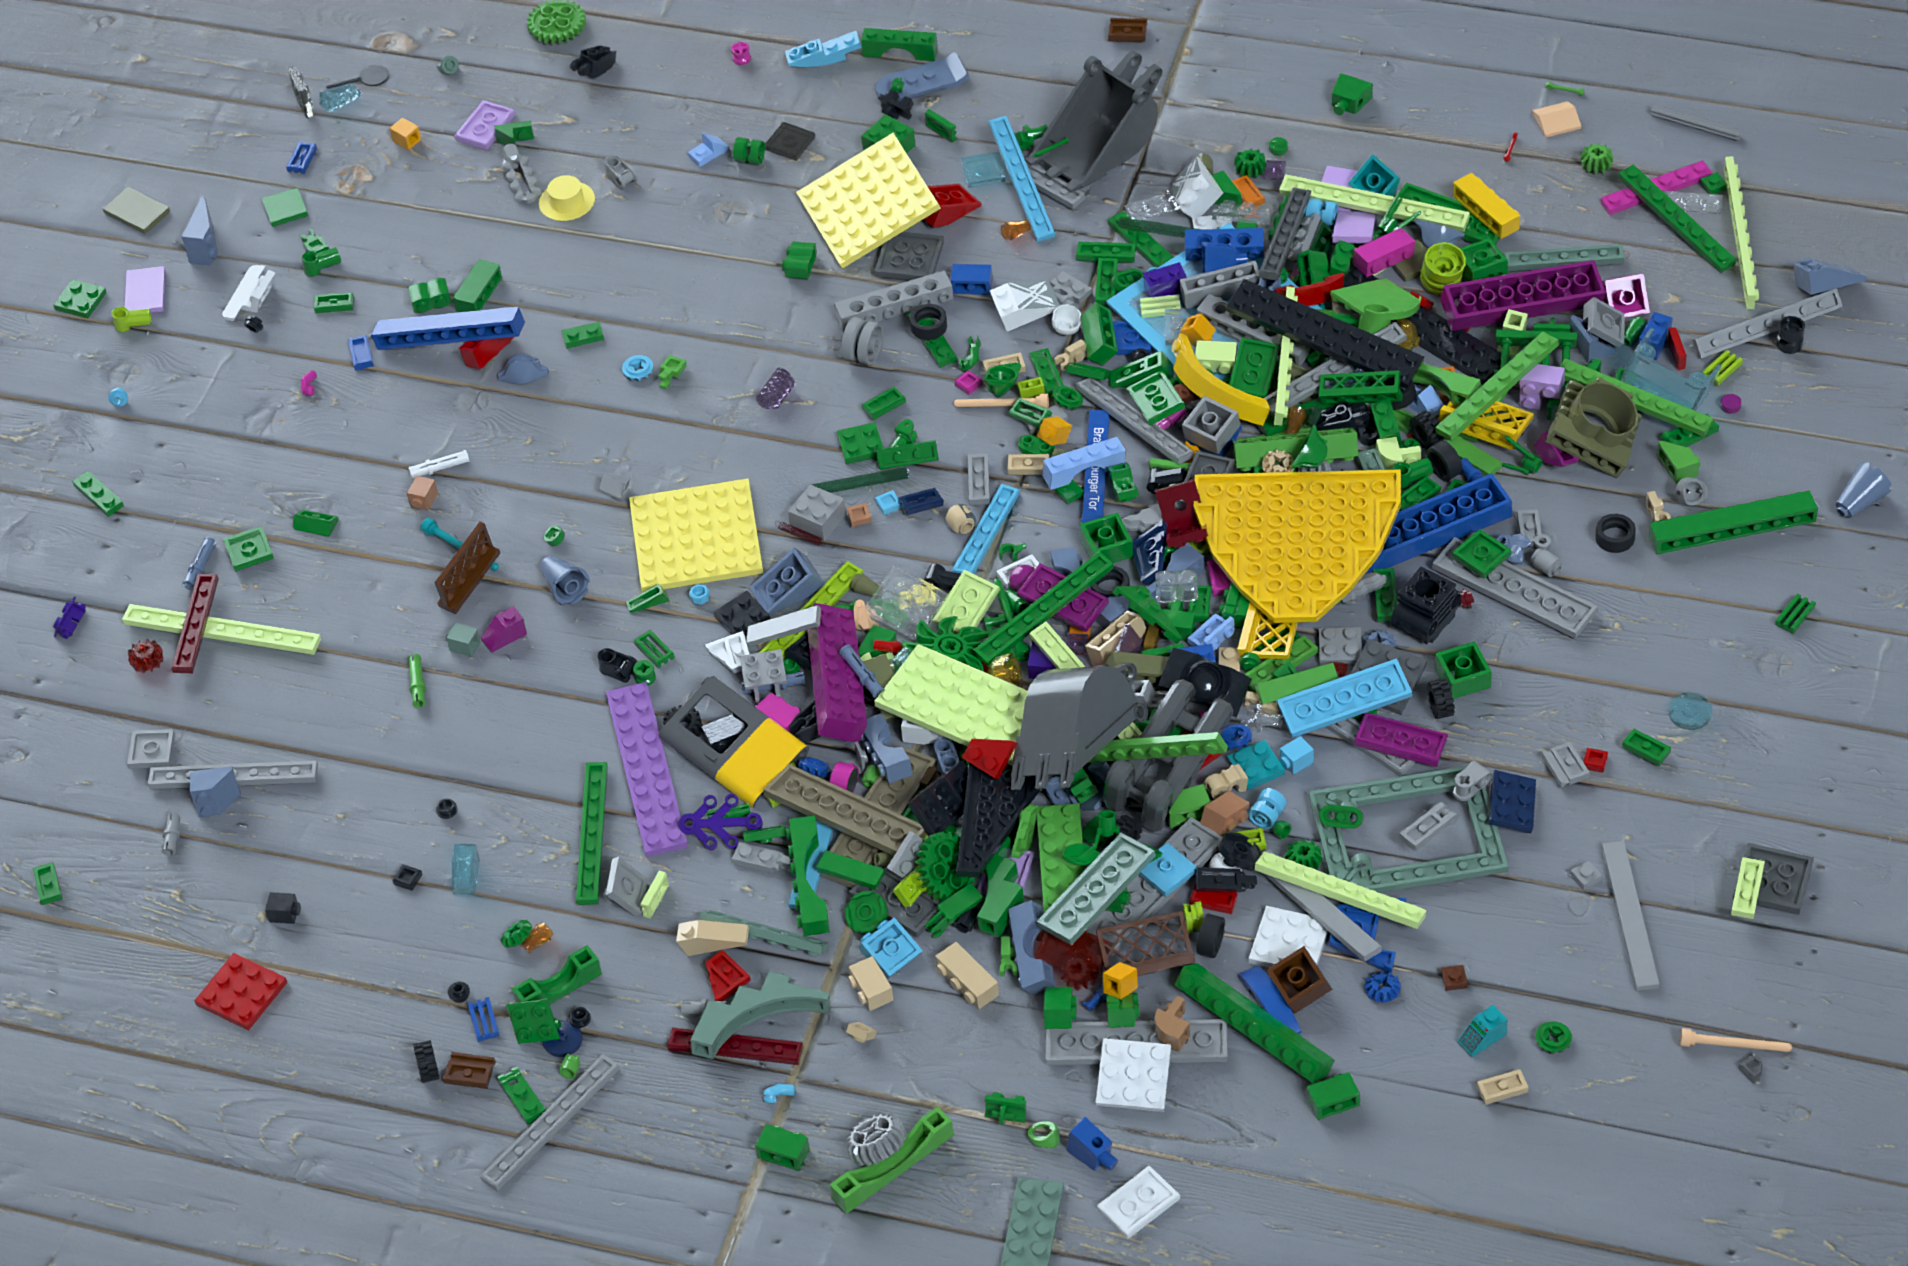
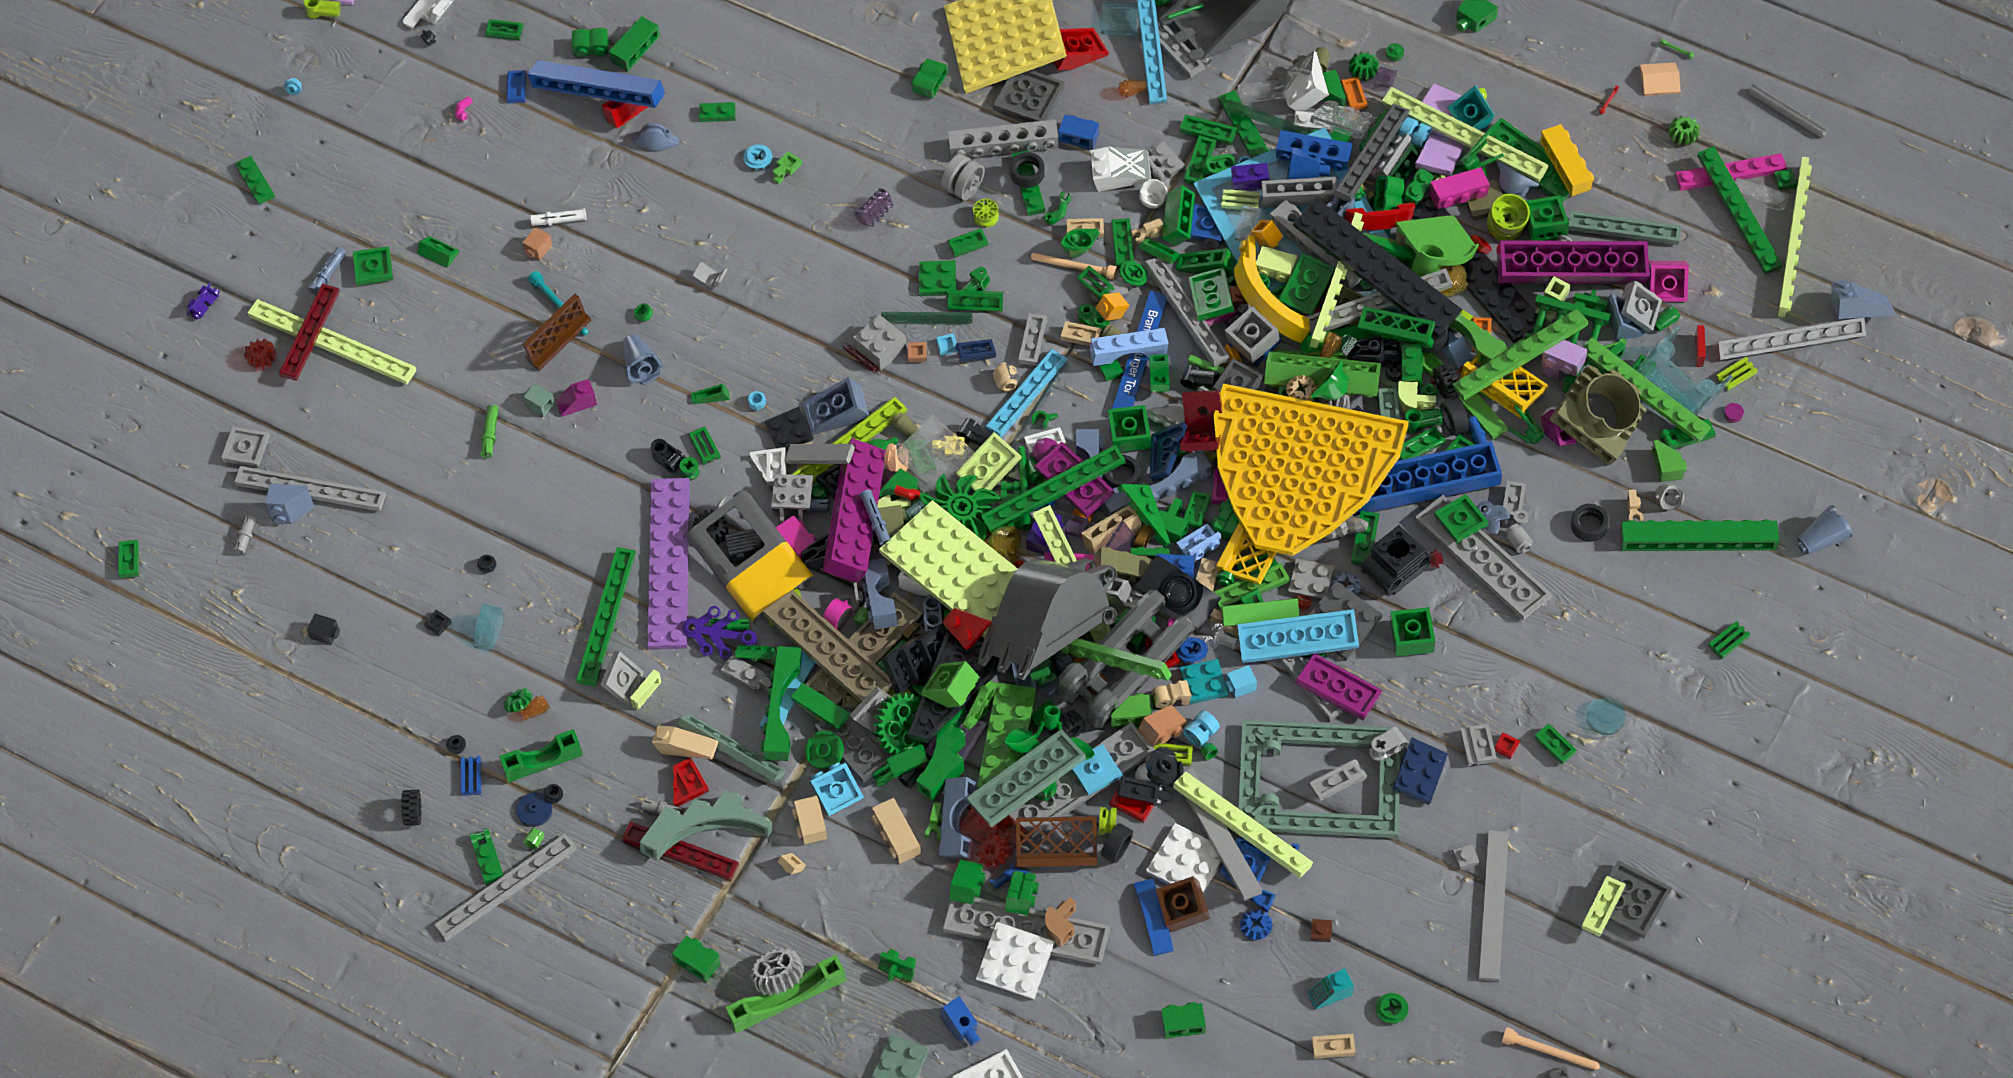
camera: 10 degrees right, 10 degrees up
(241, 991) = (271, 700): red plate -> none
(469, 1070) = (447, 822): reddish brown plate -> none
(533, 1021) = (511, 791): green hinge -> none
(695, 535) = (768, 339): light yellow plate -> none
(778, 1089) = (699, 904): medium azure arm -> none
(815, 766) = (815, 596): blue gear -> none
(895, 373) = (989, 208): none -> lime wheel
(909, 888) = (865, 738): lime slope -> none
(968, 382) = (1049, 237): dark pink tile -> none
(989, 812) = (951, 684): none -> bright green slope
(1030, 388) = (1103, 256): lime piece -> none
(1048, 1141) = (928, 1005): bright green piece -> none
(1120, 980) = (1024, 871): light orange brick -> none
(1176, 586) = (1177, 492): clear brick -> none
(1255, 1022) = (1133, 935): green brick -> none
(1305, 853) = (1227, 778): green gear -> none
(1342, 816) = (1264, 753): green plate -> none
(1440, 698) = (1384, 655): black tyre -> none
(1660, 324) = (1688, 323): blue brick -> none
(1790, 334) = (1808, 355): black wheel -> none

